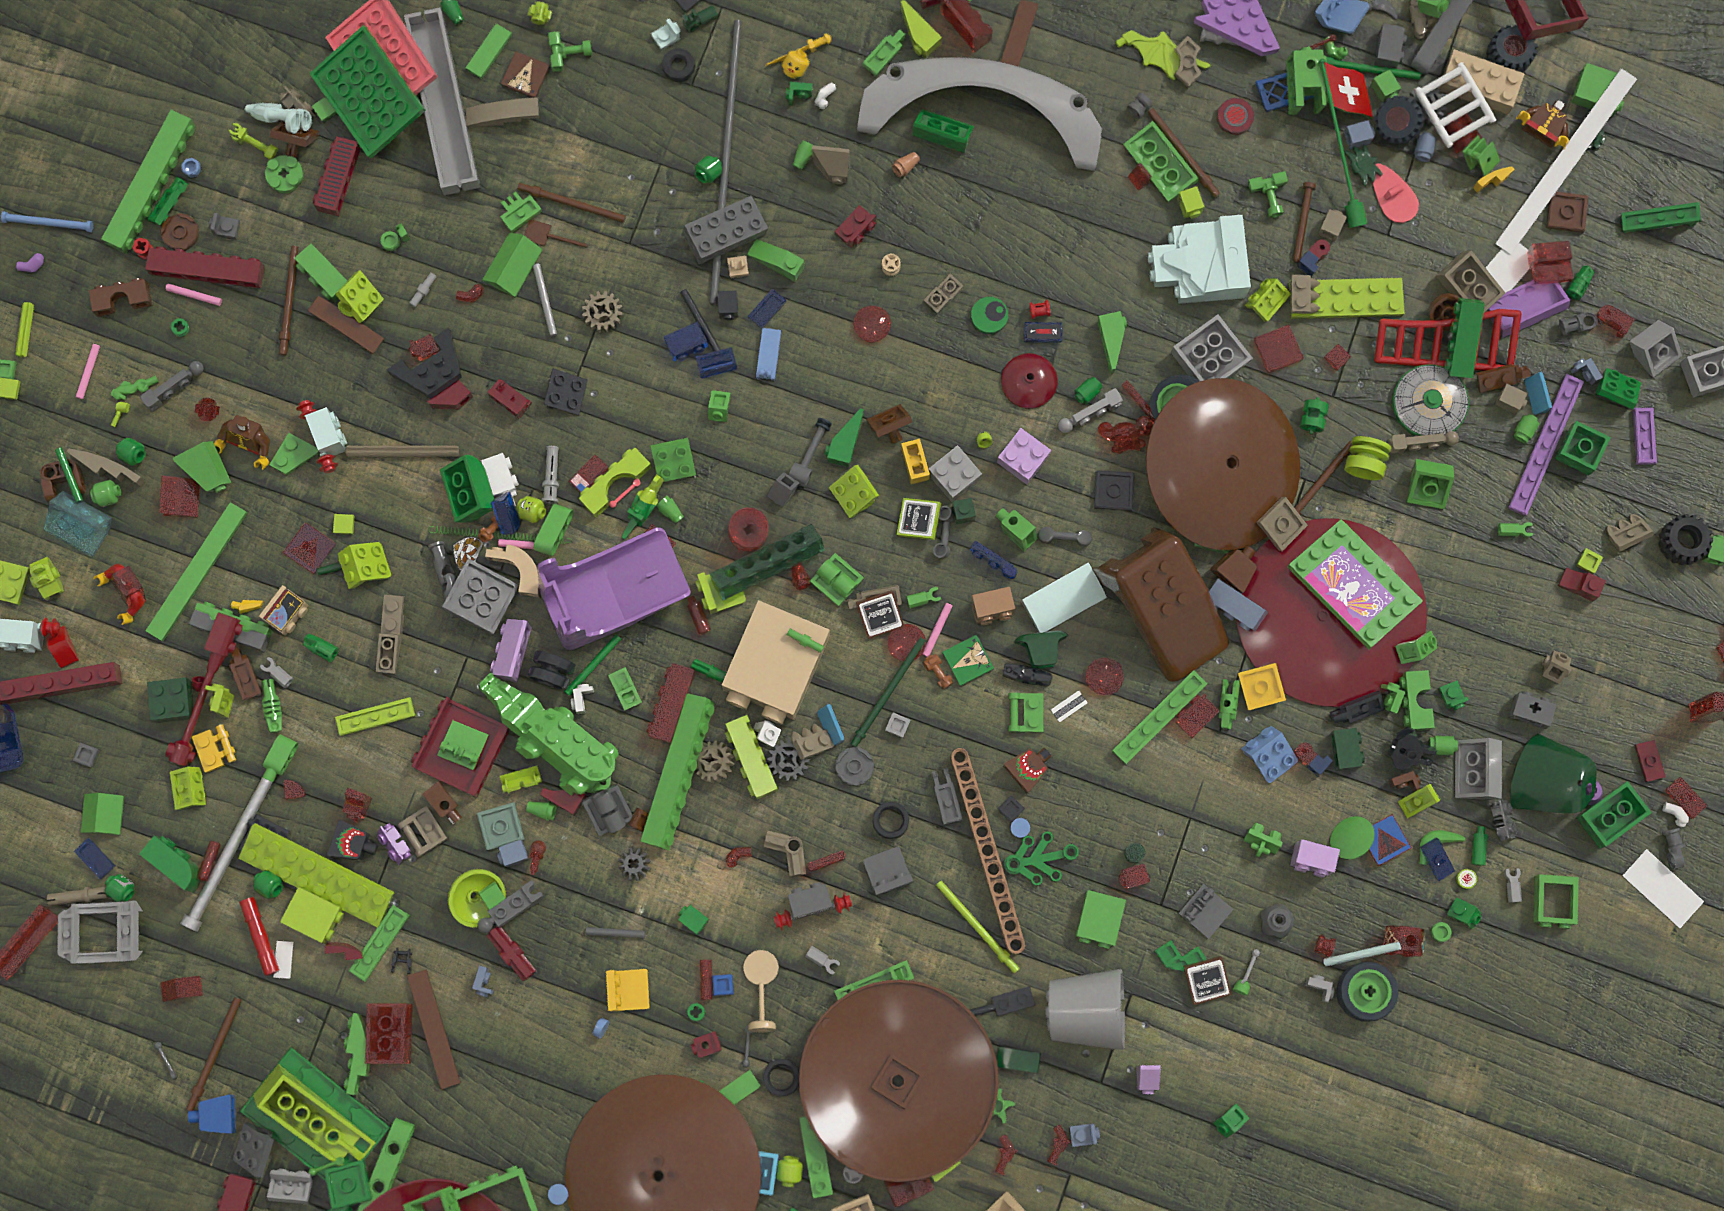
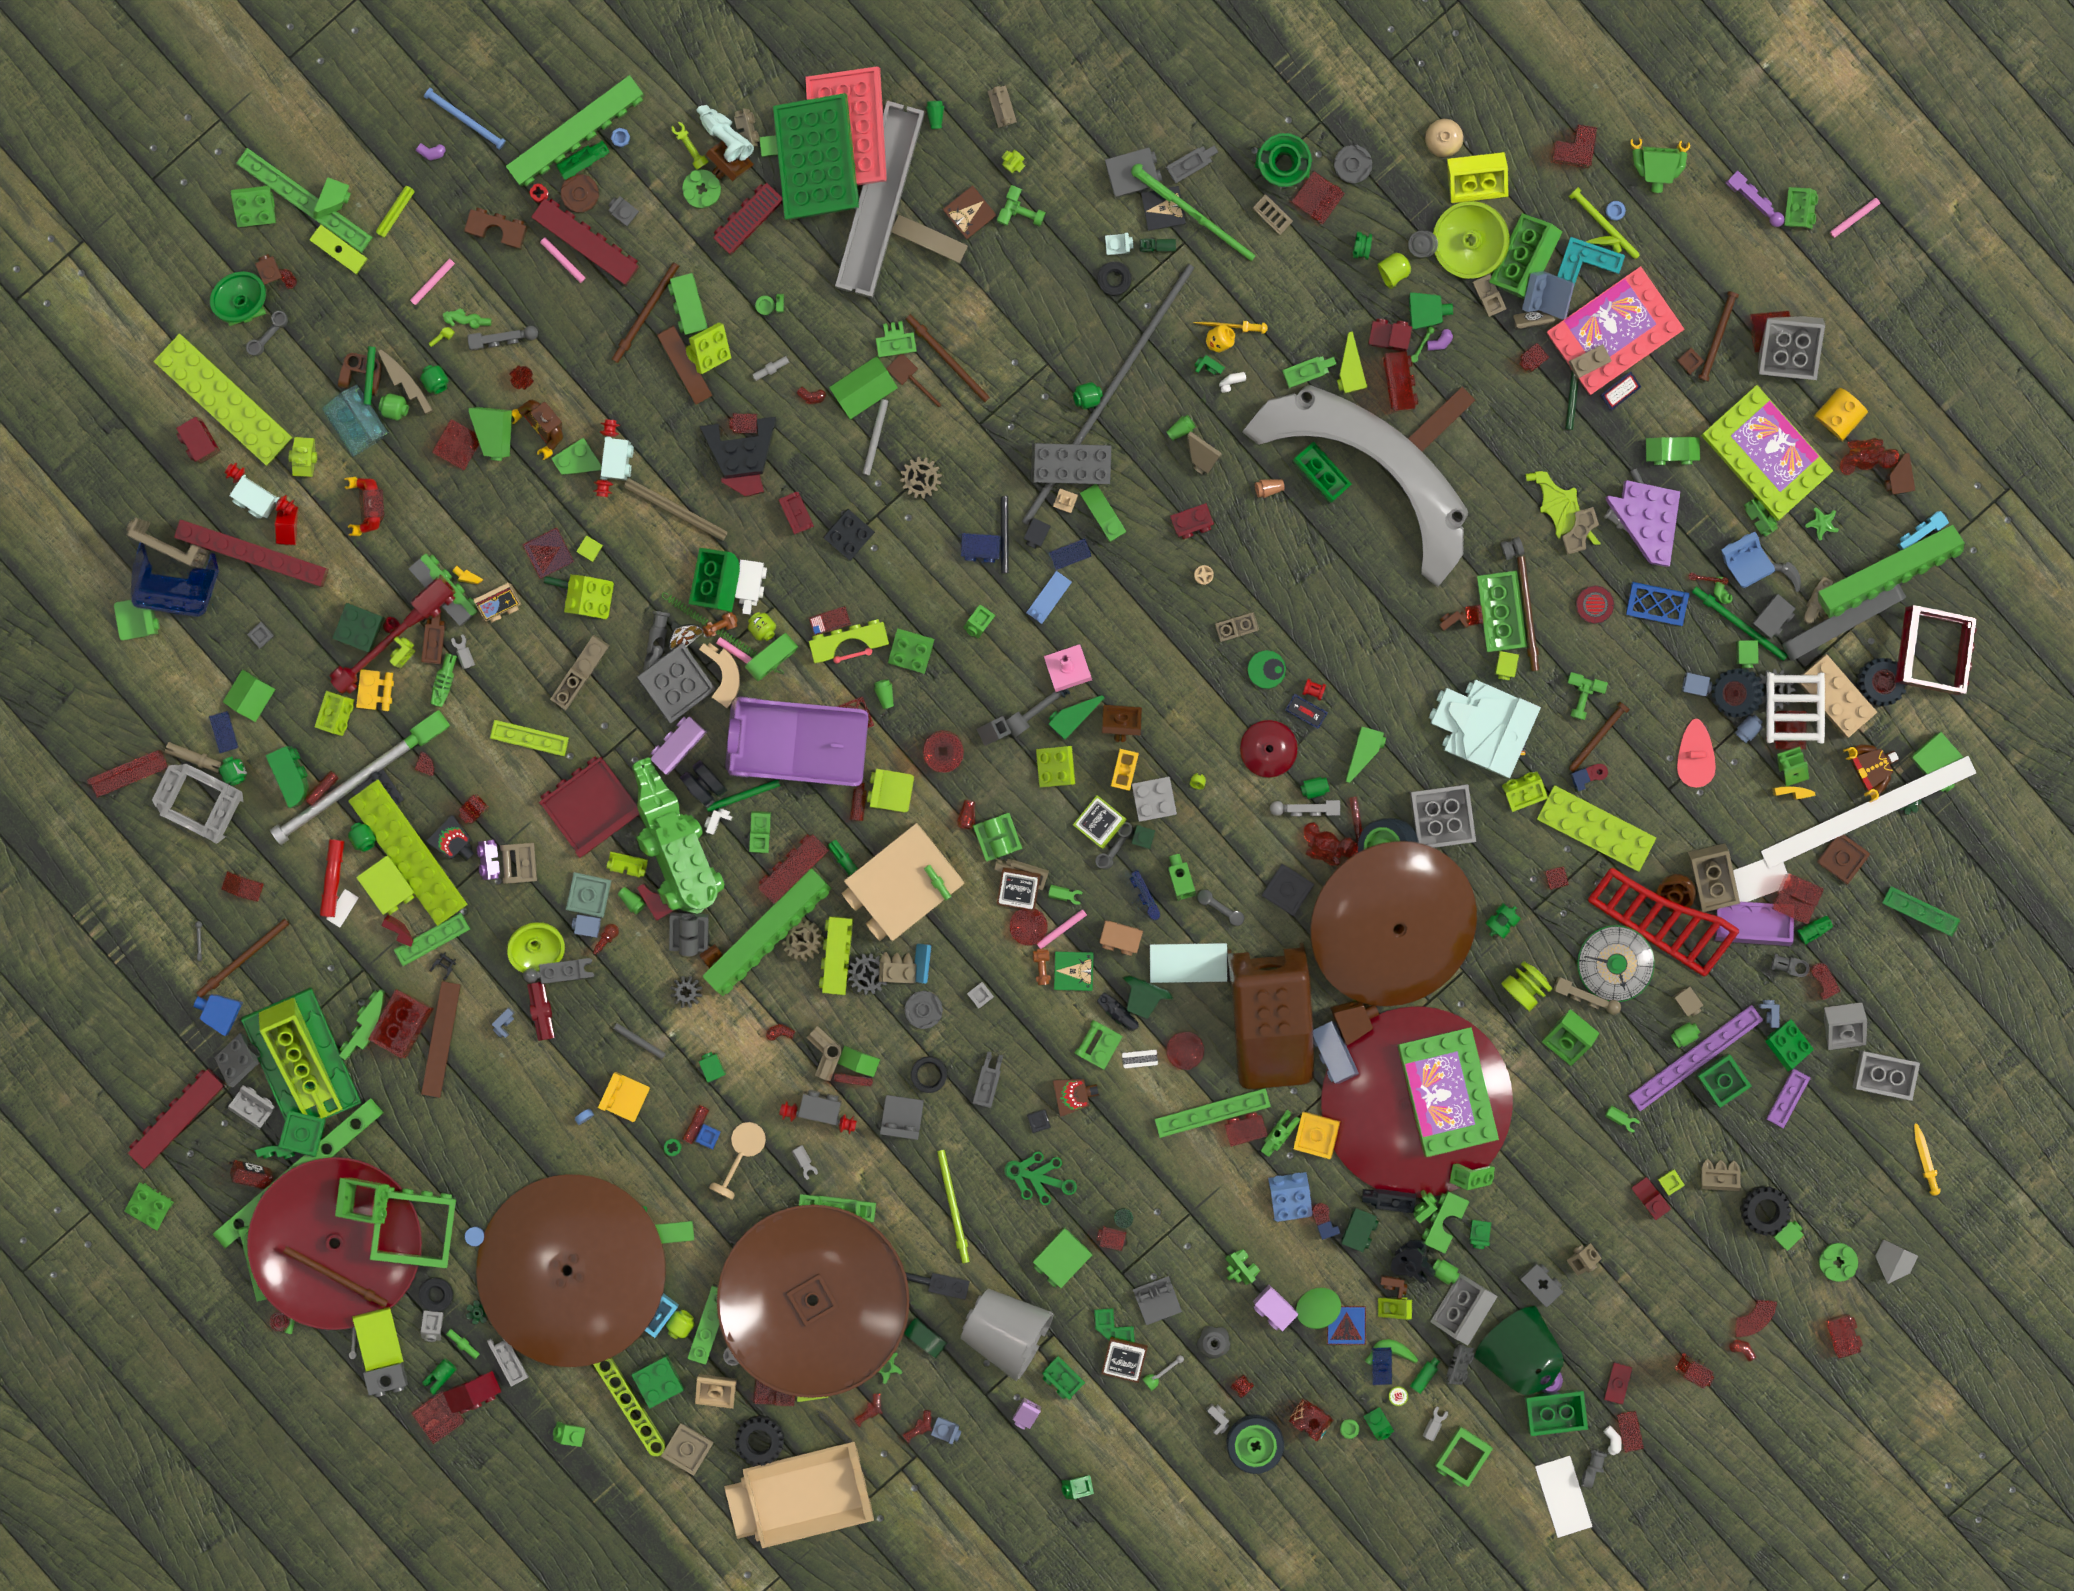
camera: 30 degrees right, 10 degrees up
(176, 322) = (541, 284): green bush -> none
(196, 572) = (438, 521): bright green tile -> none
(321, 647) = (513, 650): green hinge -> none
(339, 1161) = (305, 1110): bright green hinge -> none
(436, 795) = (548, 839): reddish brown torso -> none
(462, 745) = (592, 806): bright green hinge -> none
(488, 51) = (948, 171): bright green tile -> none
(491, 895) = (549, 953): bright green tile -> none
(506, 513) = (737, 621): clear blue slope -> none
(552, 453) = (791, 614): light grey pin -> none
(643, 505) = (862, 676): animal -> none
(714, 1045) = (673, 1177): dark red brick -> none
(716, 362) = (997, 580): clear blue slope -> none
(745, 1062) = (692, 1213): dark grey hinge -> none
(766, 1077) = (719, 1228): black tyre -> none
(767, 562) = (935, 795): clear green brick -> none
(767, 732) = (862, 943): white bracket -> none
(817, 403) = (1067, 668): none -> bright pink tile
(822, 843) = (858, 1061): none -> bright green slope
(872, 323) = (1157, 619): clear red dish -> none
(887, 693) = (944, 984): dark green bar -> none
(993, 859) = (993, 1155): medium nougat beam -> none
(1020, 828) = (1037, 1142): medium blue tile -> none
(1023, 456) = (1224, 816): lavender brick -> none
(1127, 184) = (1447, 620): none -> reddish brown bracket
(1162, 1027) = (1063, 1378): none -> green bracket
(1278, 348) = (1508, 841): clear red tile -> none
(1282, 523) = (1416, 1003): dark tan plate -> none
(1303, 295) = (1557, 805): dark tan plate -> none
(1305, 79) = (1676, 608): bright green torso -> none
(1323, 478) = (1436, 997): reddish brown bar -> none
(1332, 225) = (1622, 755): dark tan brick -> none
(1349, 94) = (1703, 642): flag -> none
(1362, 954) = (1268, 1411): light aqua bar -> none
(1363, 164) = (1684, 713): dark green piece -> none
(1465, 337) = (1675, 927): green brick -> none
(1501, 376) = (1691, 976): reddish brown hinge -> none
(1538, 393) = (1715, 1009): dark azure slope -> none

